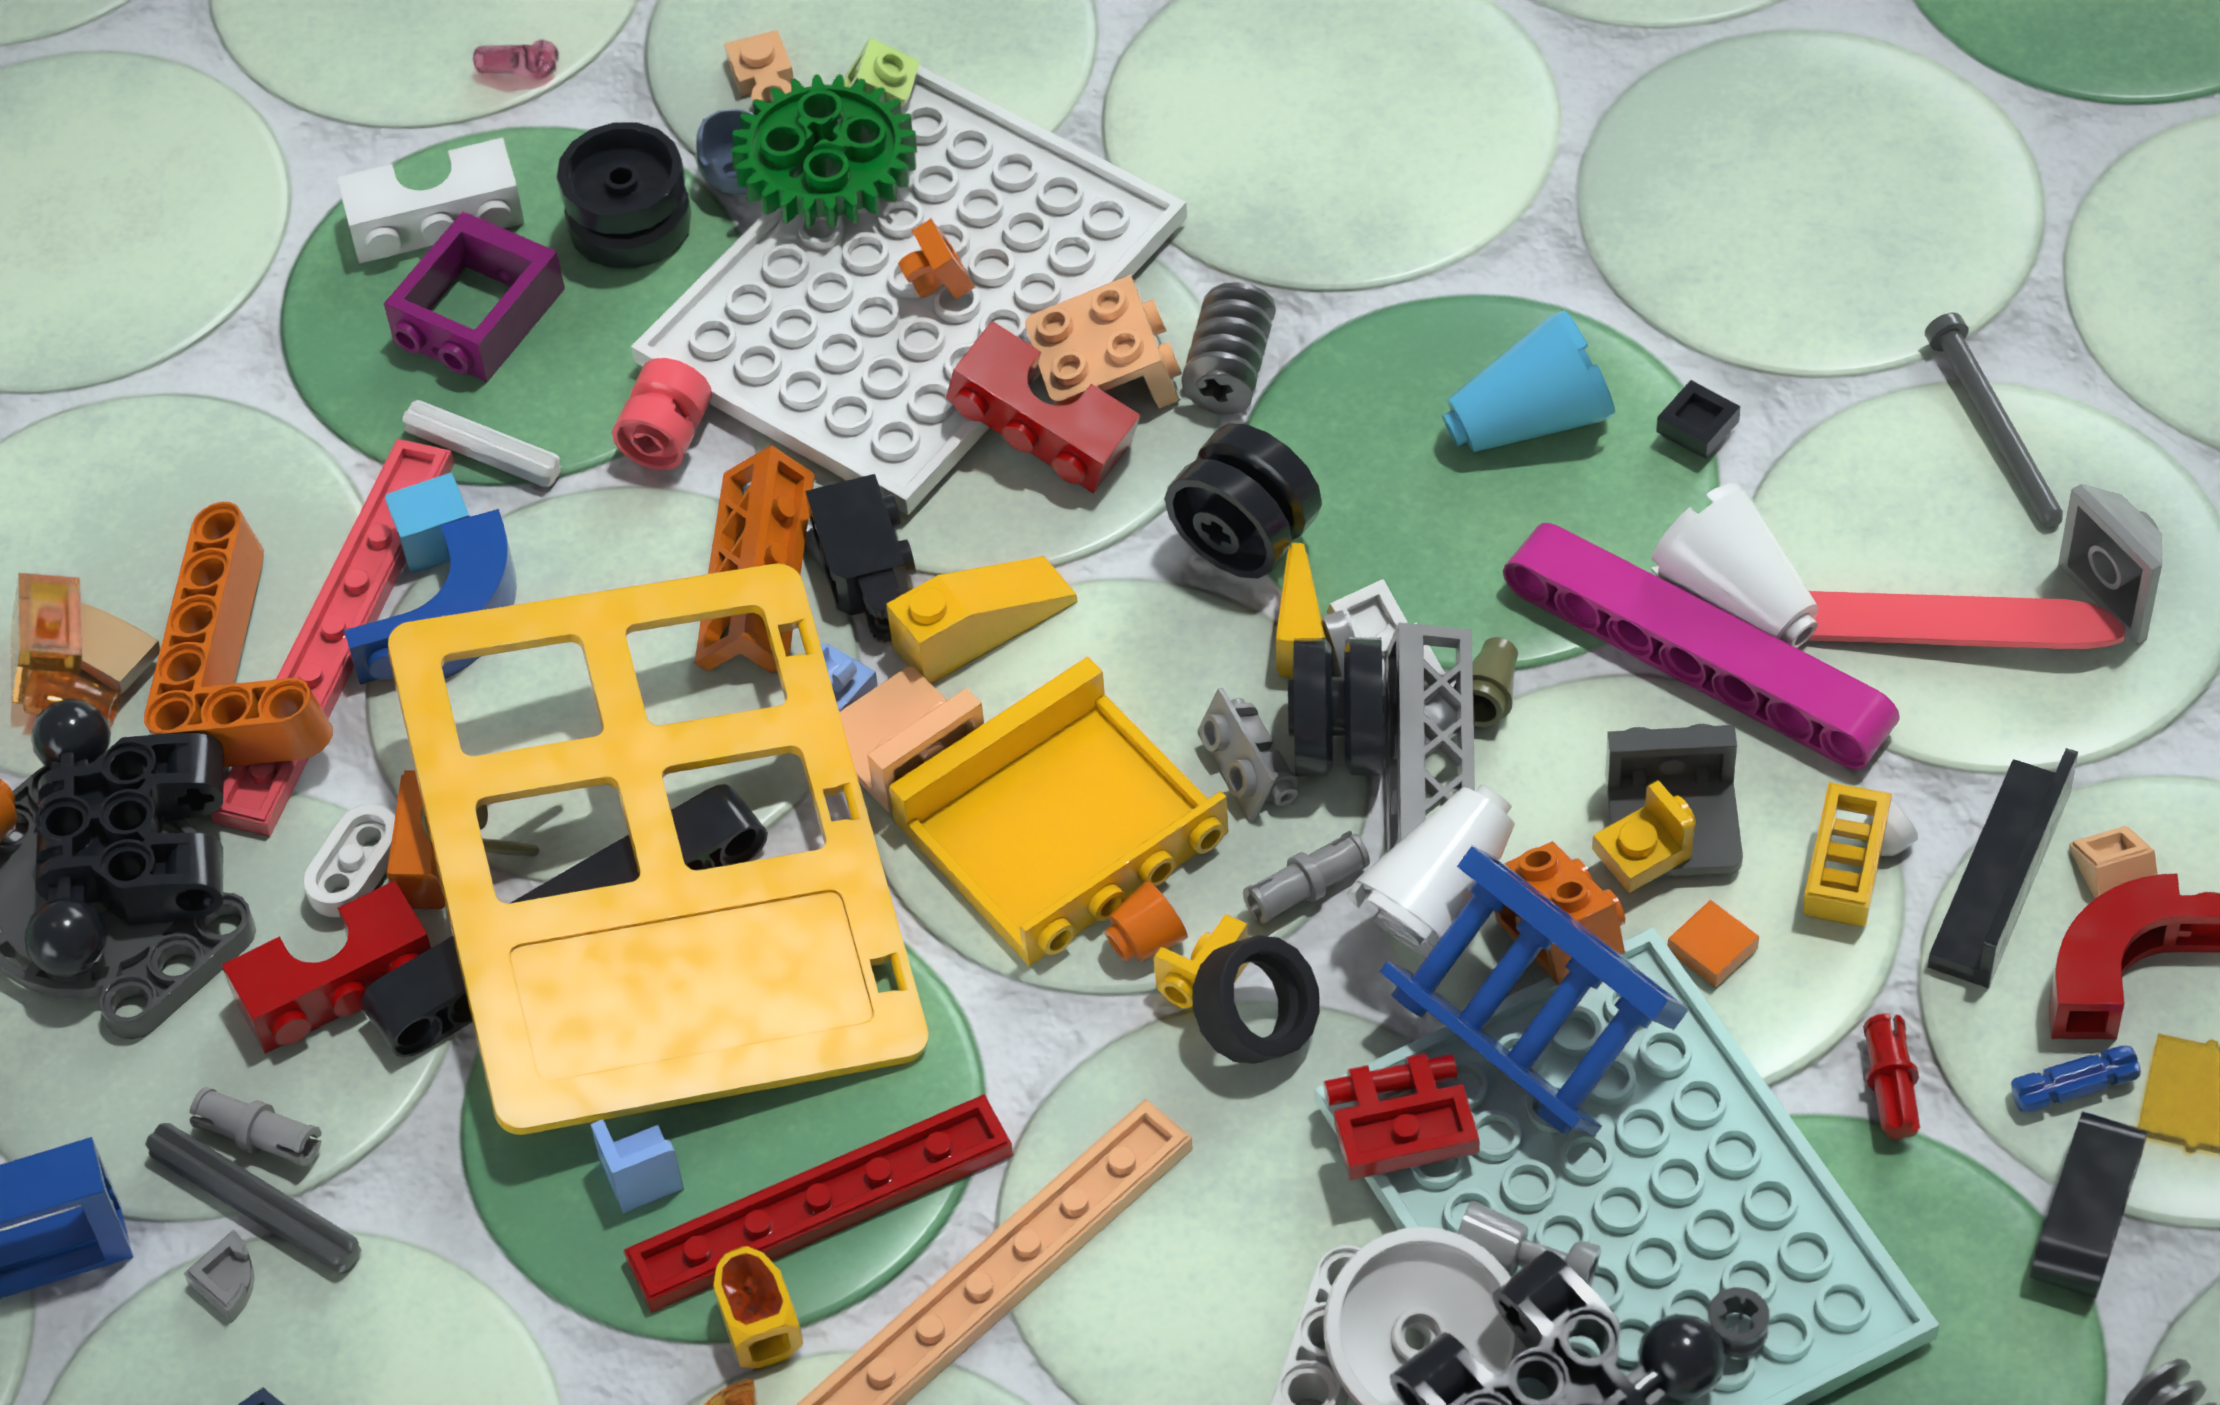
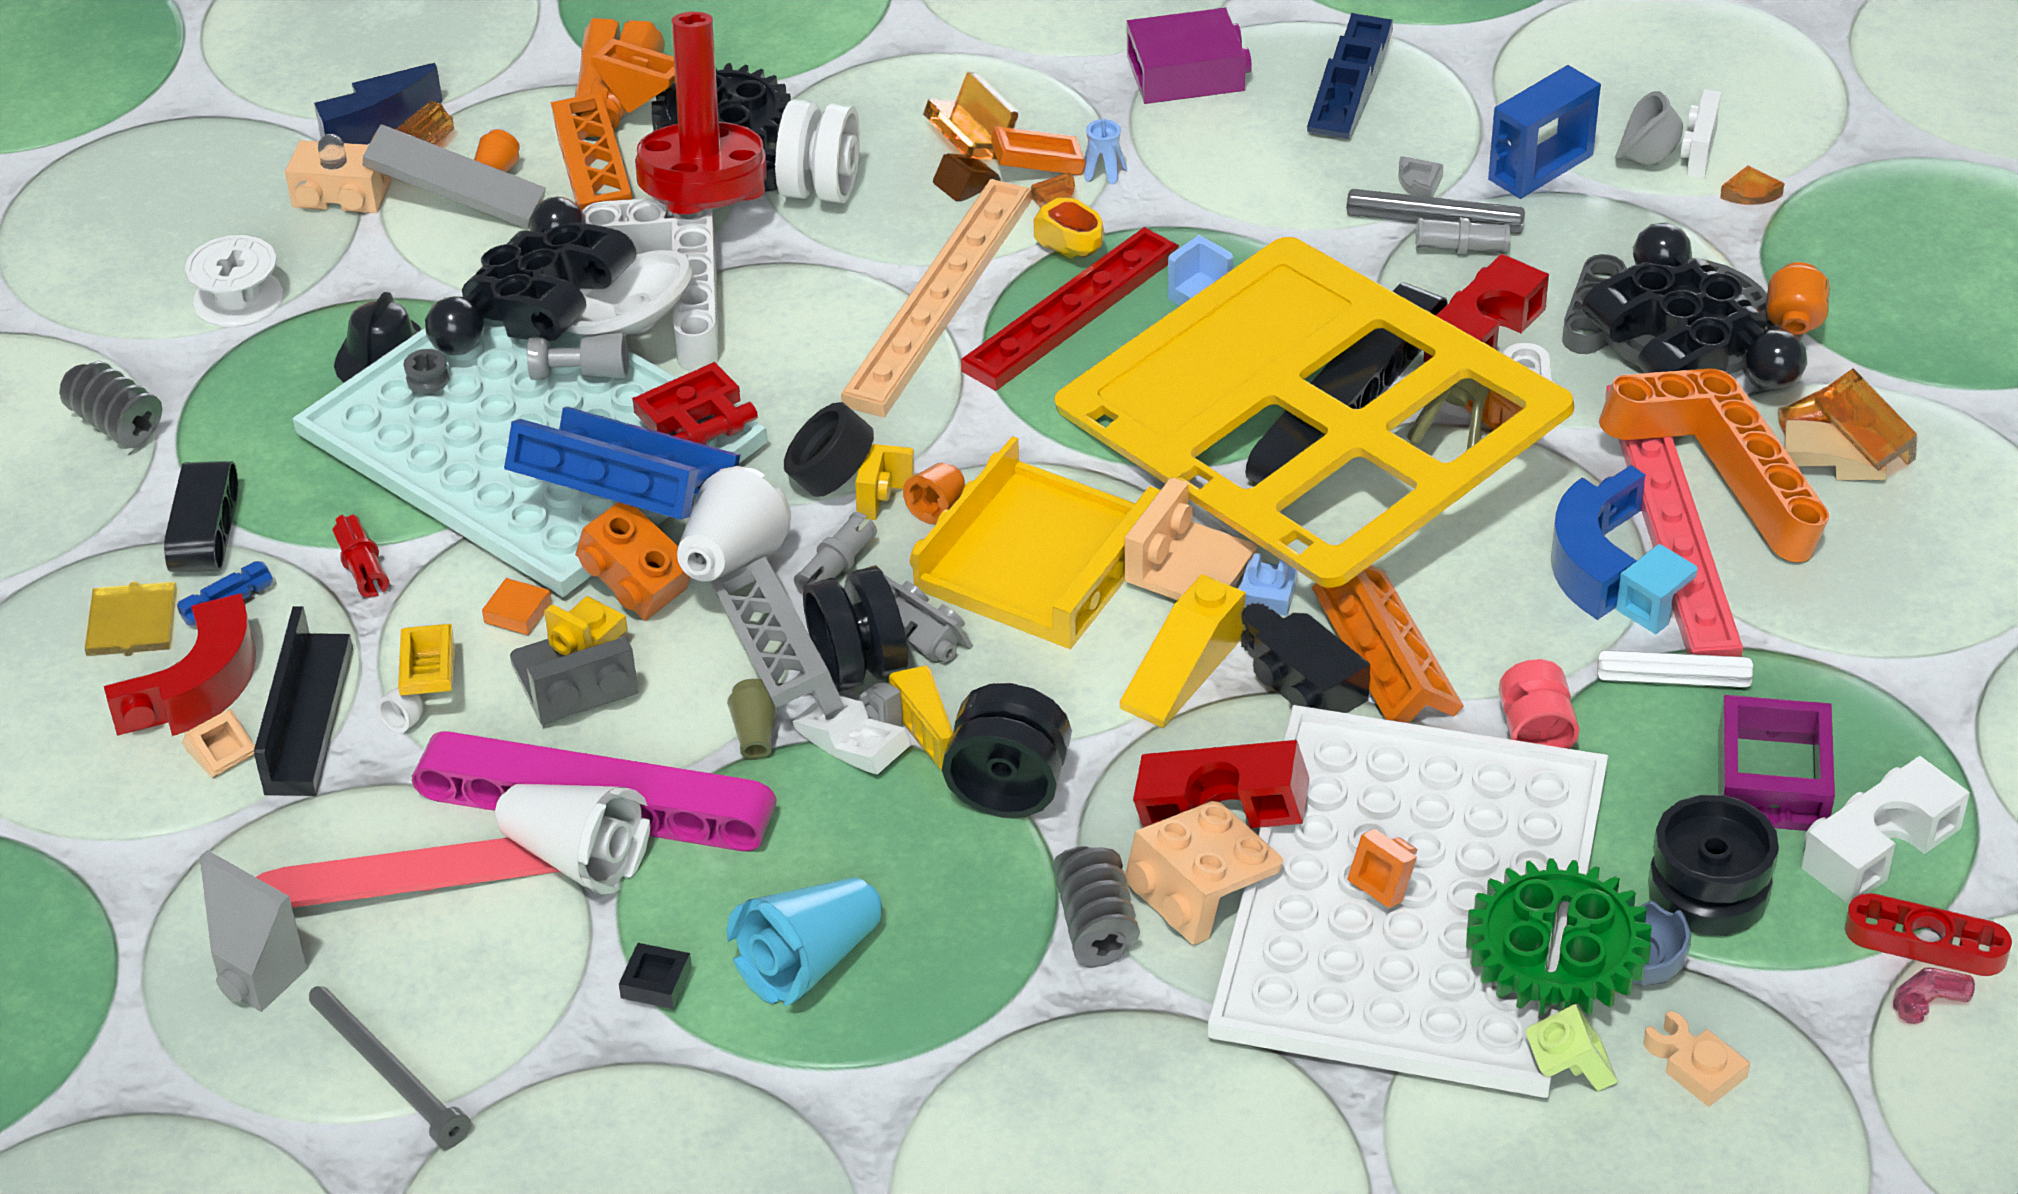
camera: 155 degrees right, 10 degrees down
(464, 93) = (1948, 924): none -> red beam

